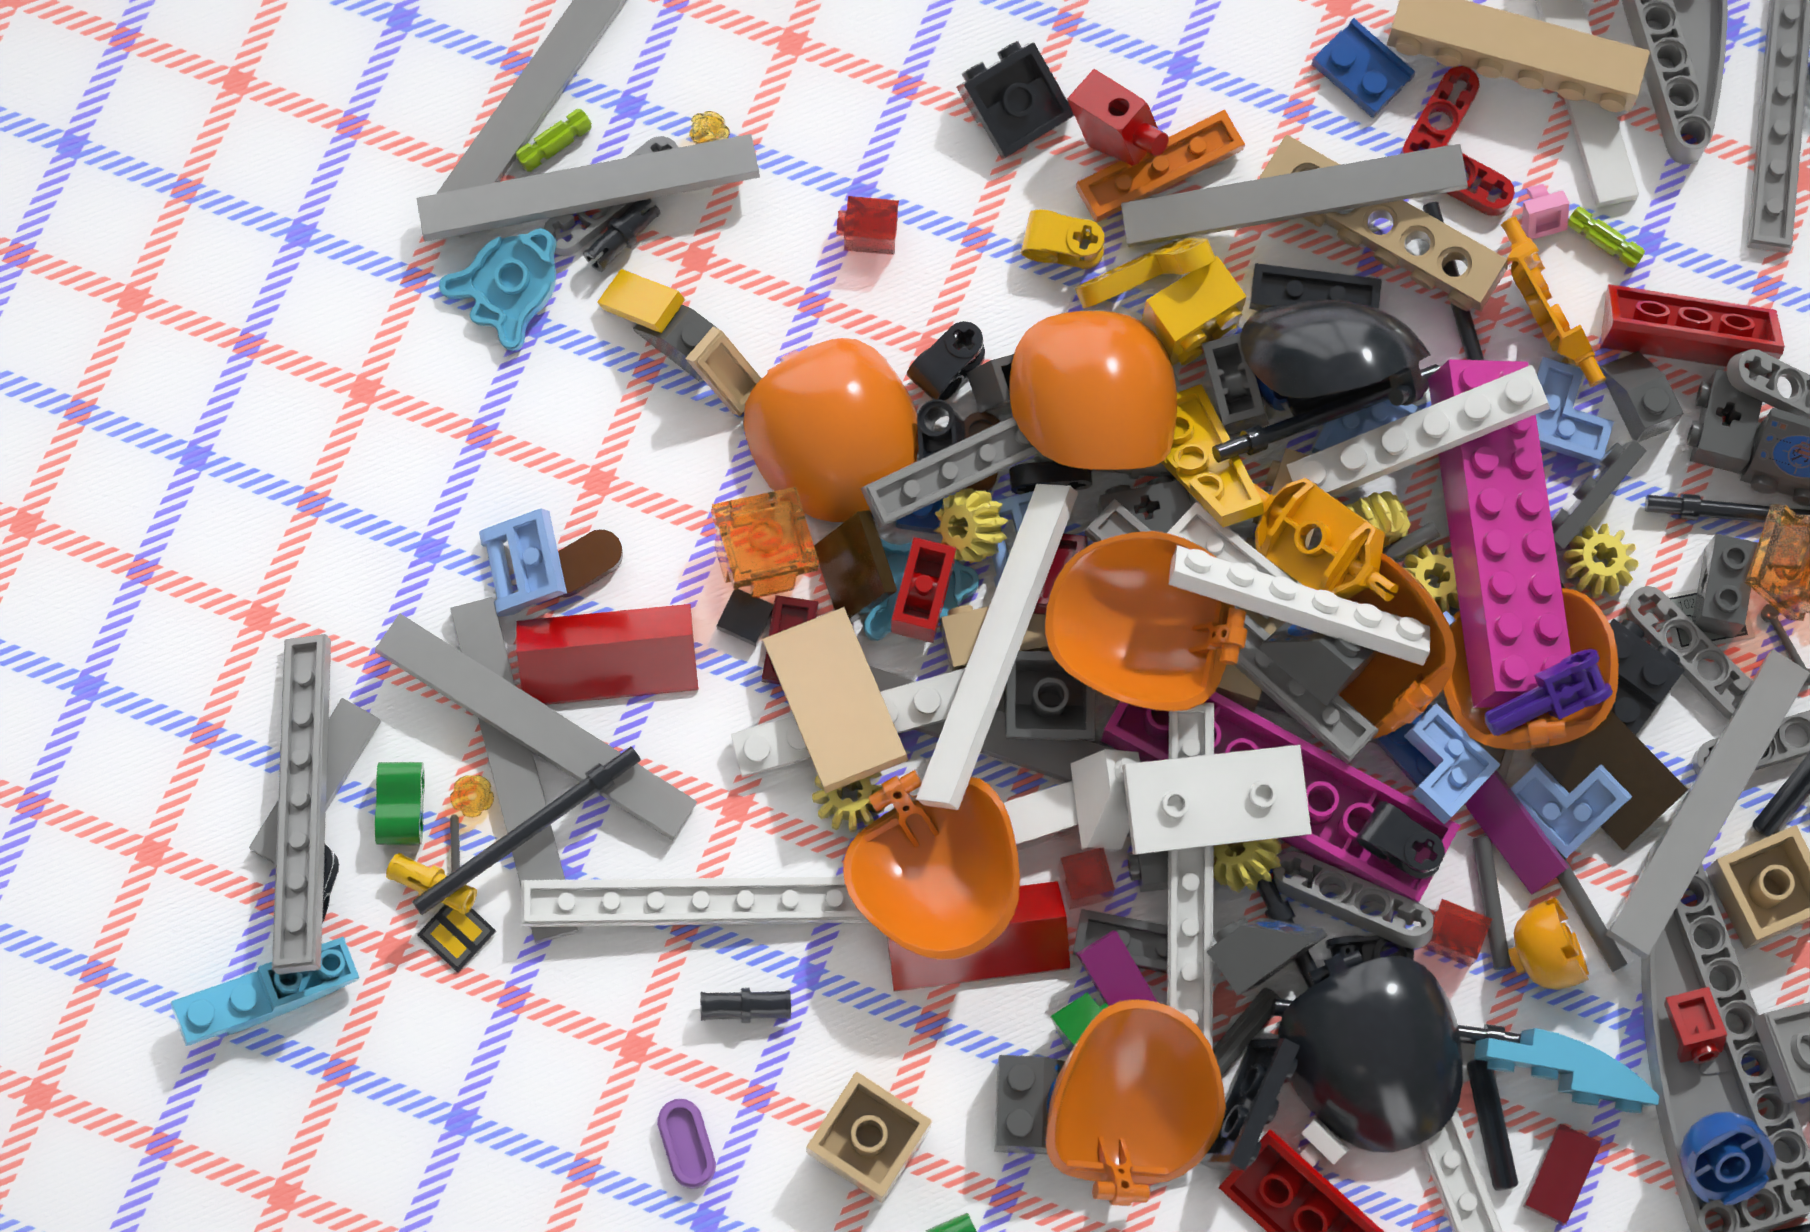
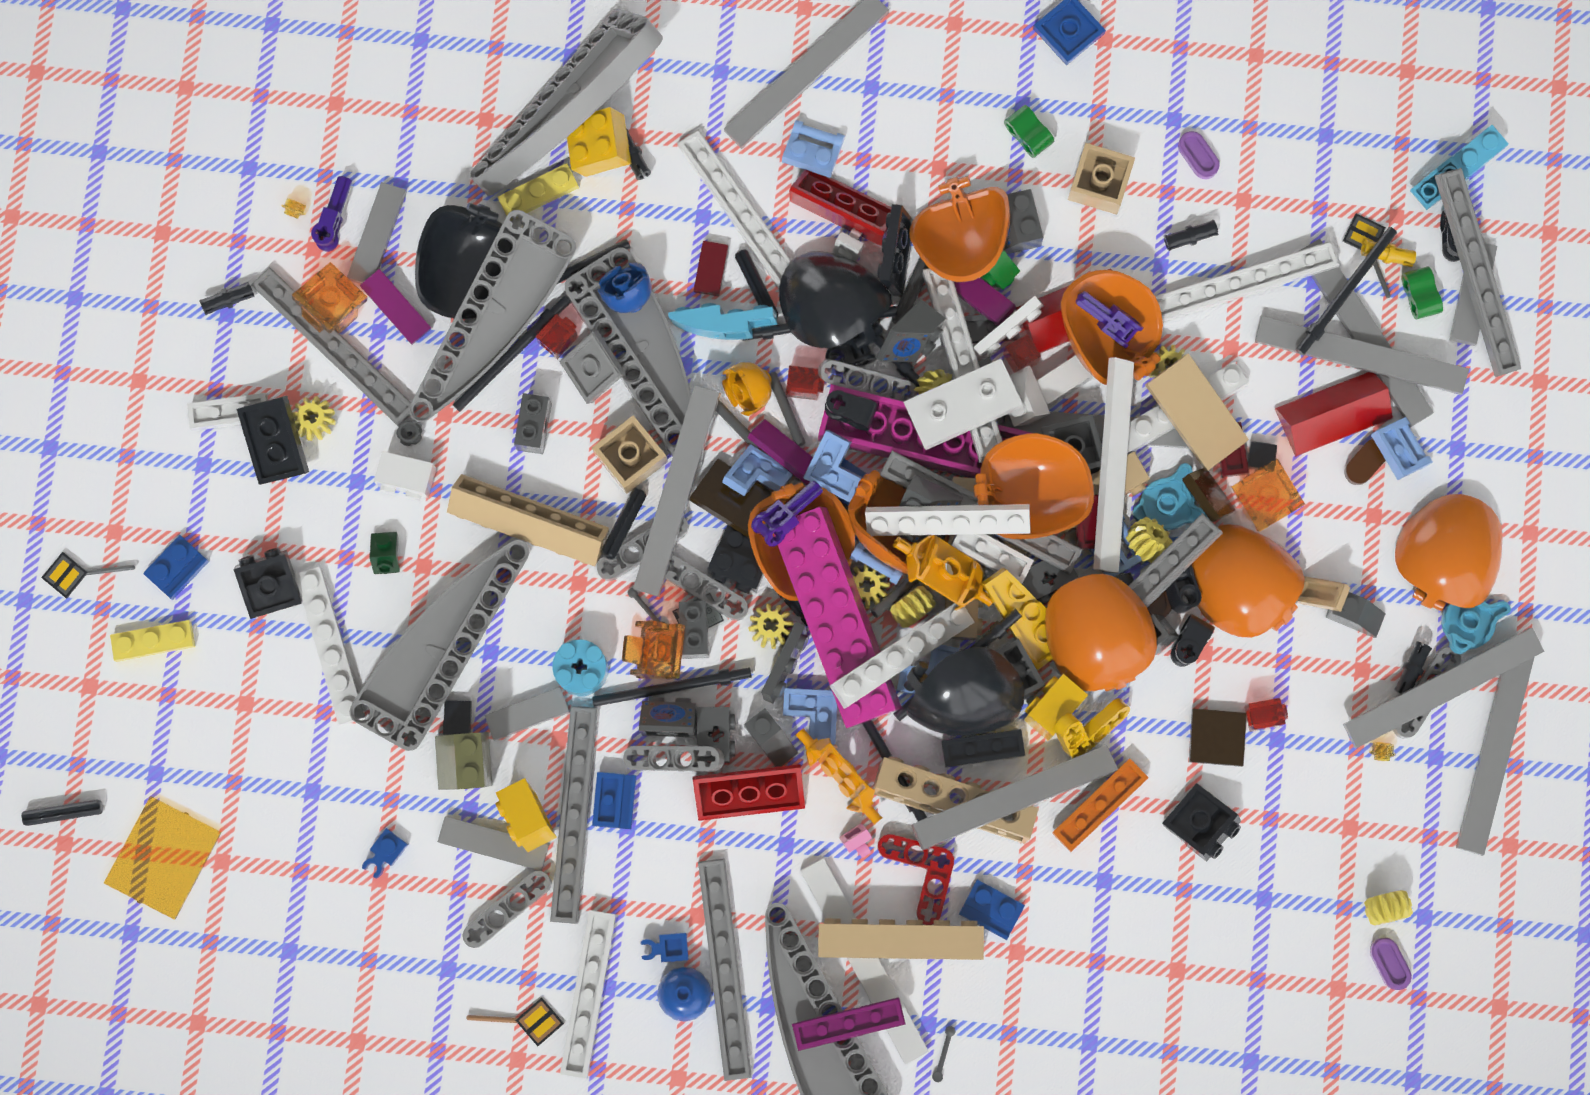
camera: 170 degrees right, 5 degrees up
(466, 785) = (1386, 304): clear yellow plate -> none
(503, 386) = (1451, 552): none -> orange piece
(553, 140) = (1474, 718): lime axle -> none
(641, 300) = (1387, 625): yellow tile -> none
(923, 590) = (1165, 489): red brick -> none
(928, 873) = (1112, 321): none -> dark purple connector
(951, 217) = (1217, 737): none -> dark brown tile
(1057, 240) = (1150, 738): yellow piece -> none
(1099, 916) = (1009, 327): none -> white plate
(1116, 120) = (1137, 816): red torso -> none
(1606, 237) = (814, 837): lime axle -> none
(1696, 1025) = (657, 360): red bracket -> none

